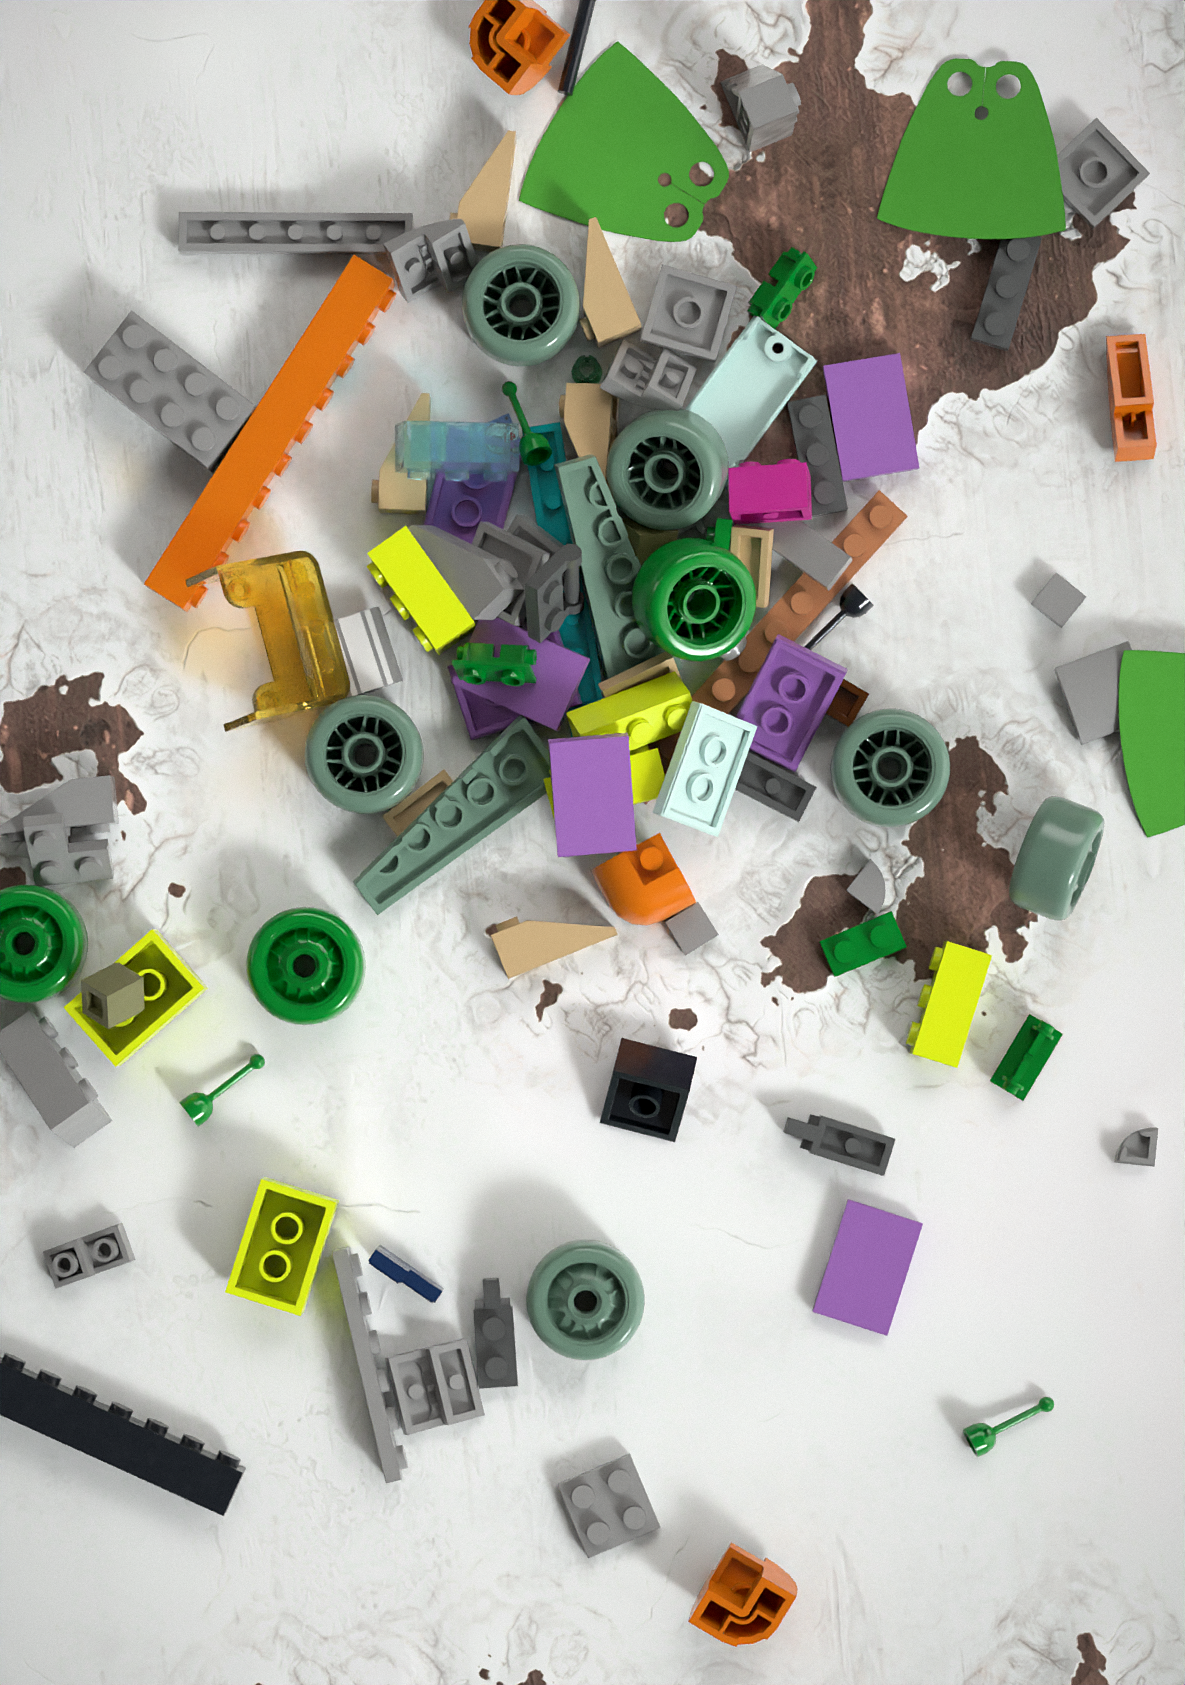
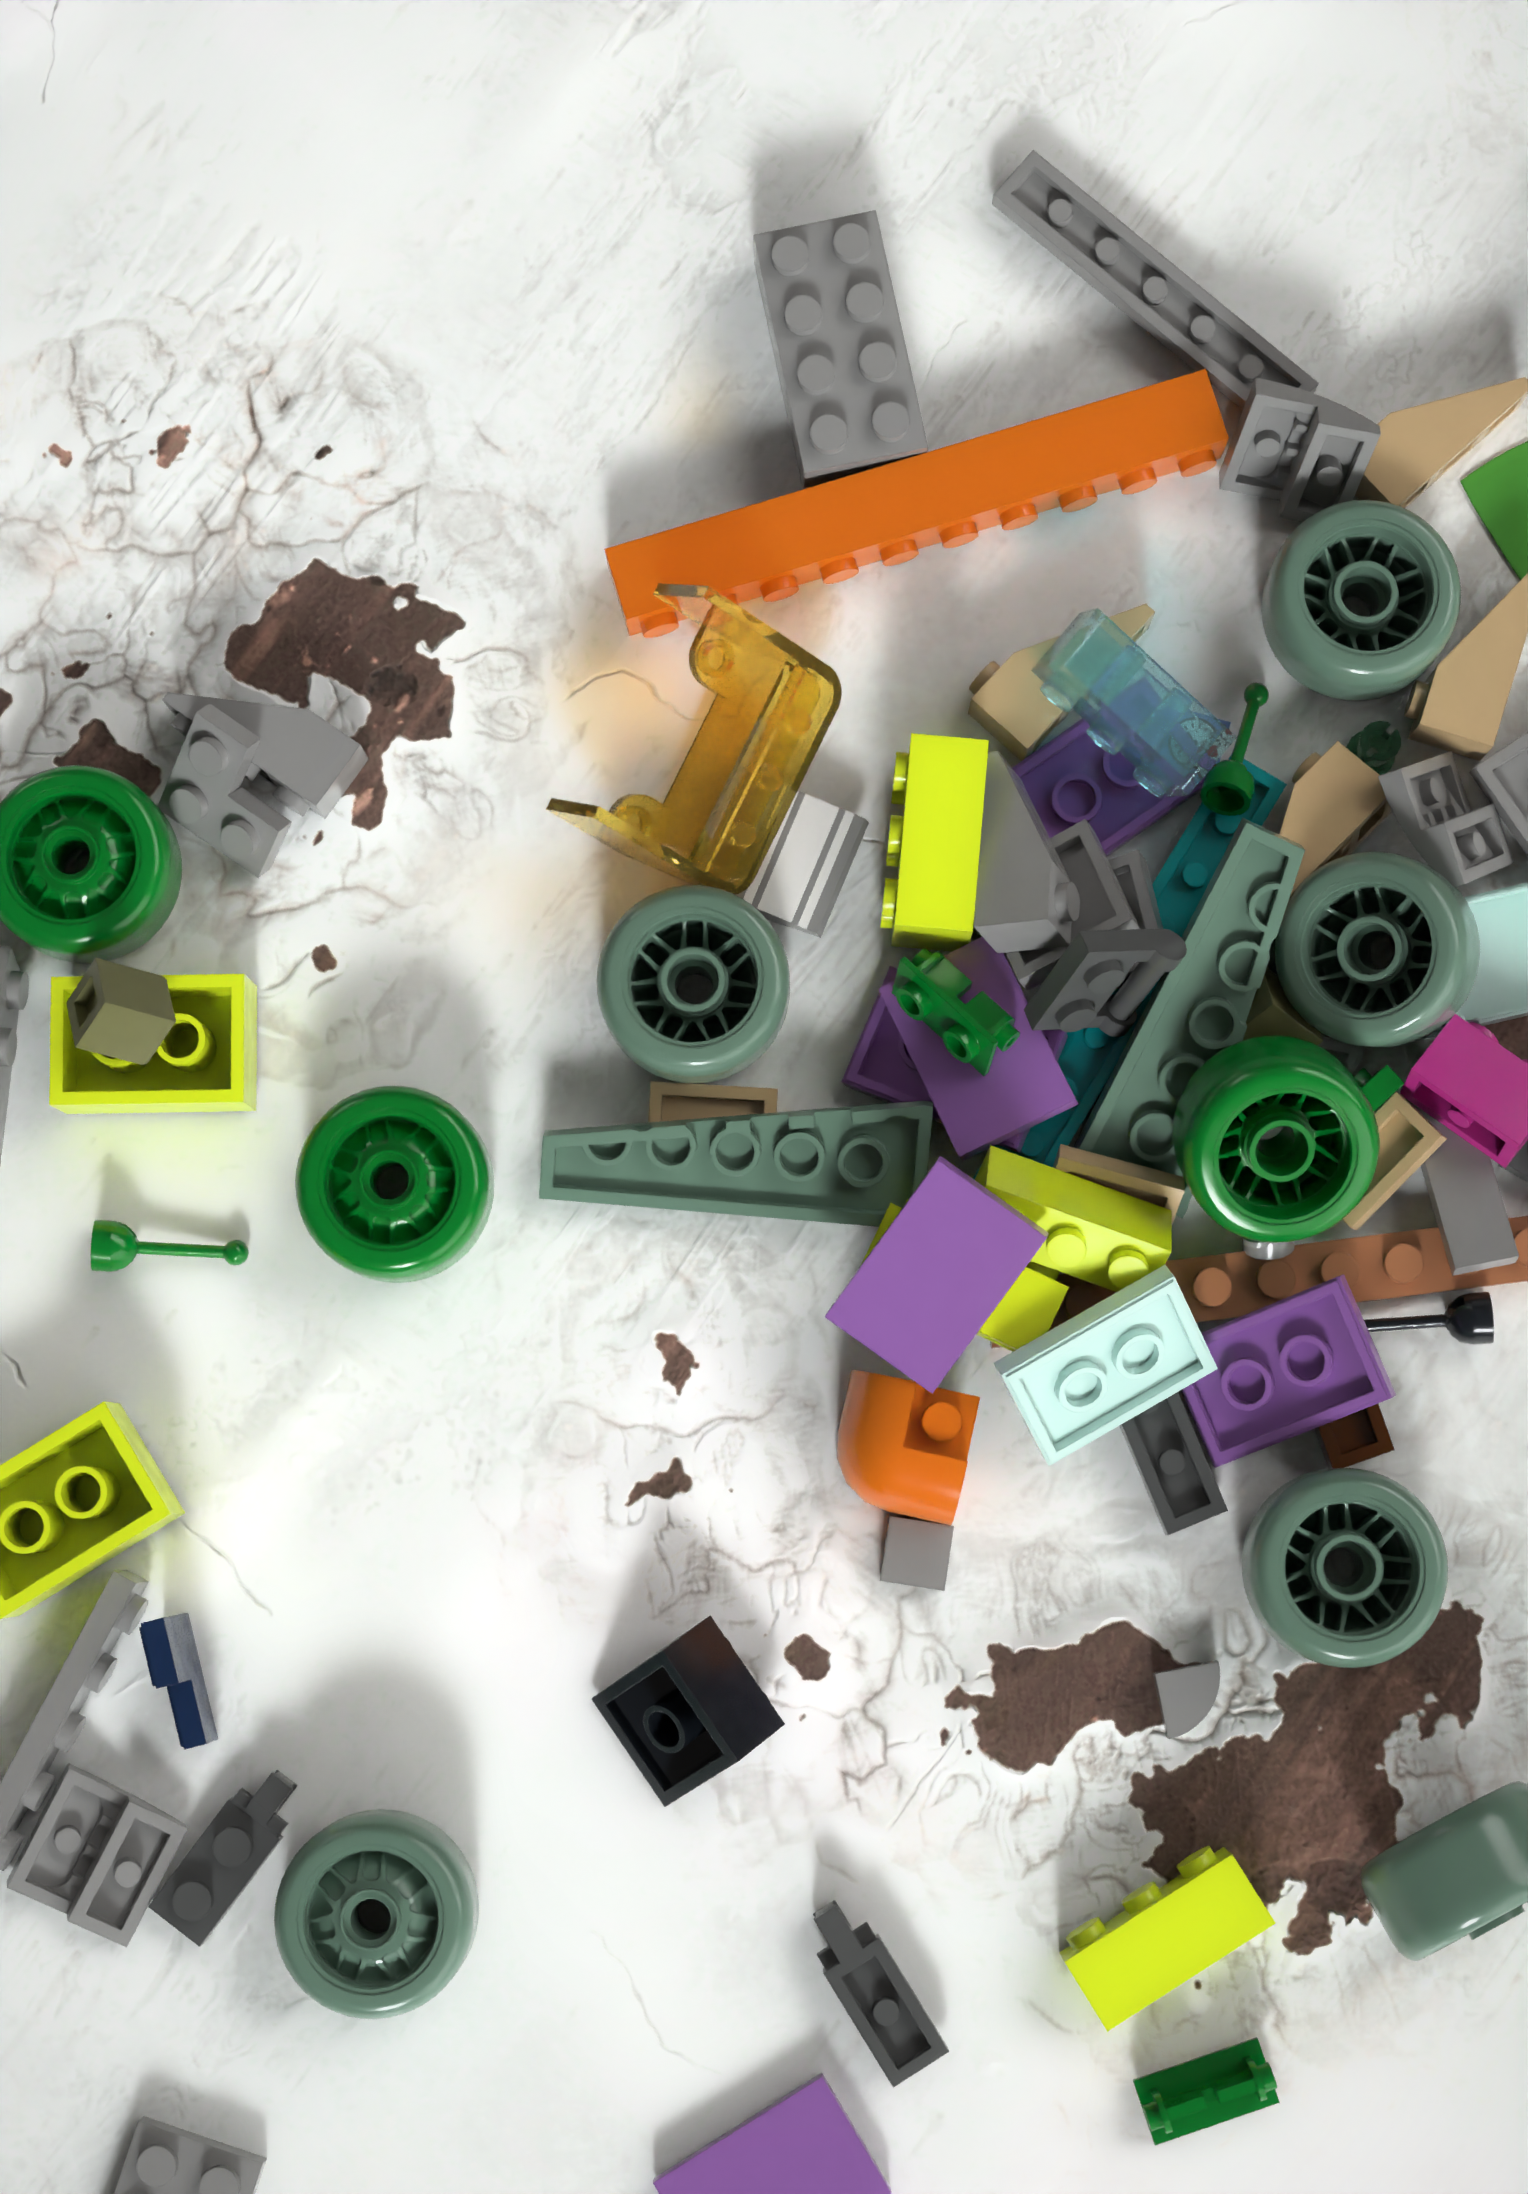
camera: 45 degrees right, 5 degrees down
(537, 942) = (706, 1404): tan slope -> none
(862, 944) = (1117, 1761): green plate -> none

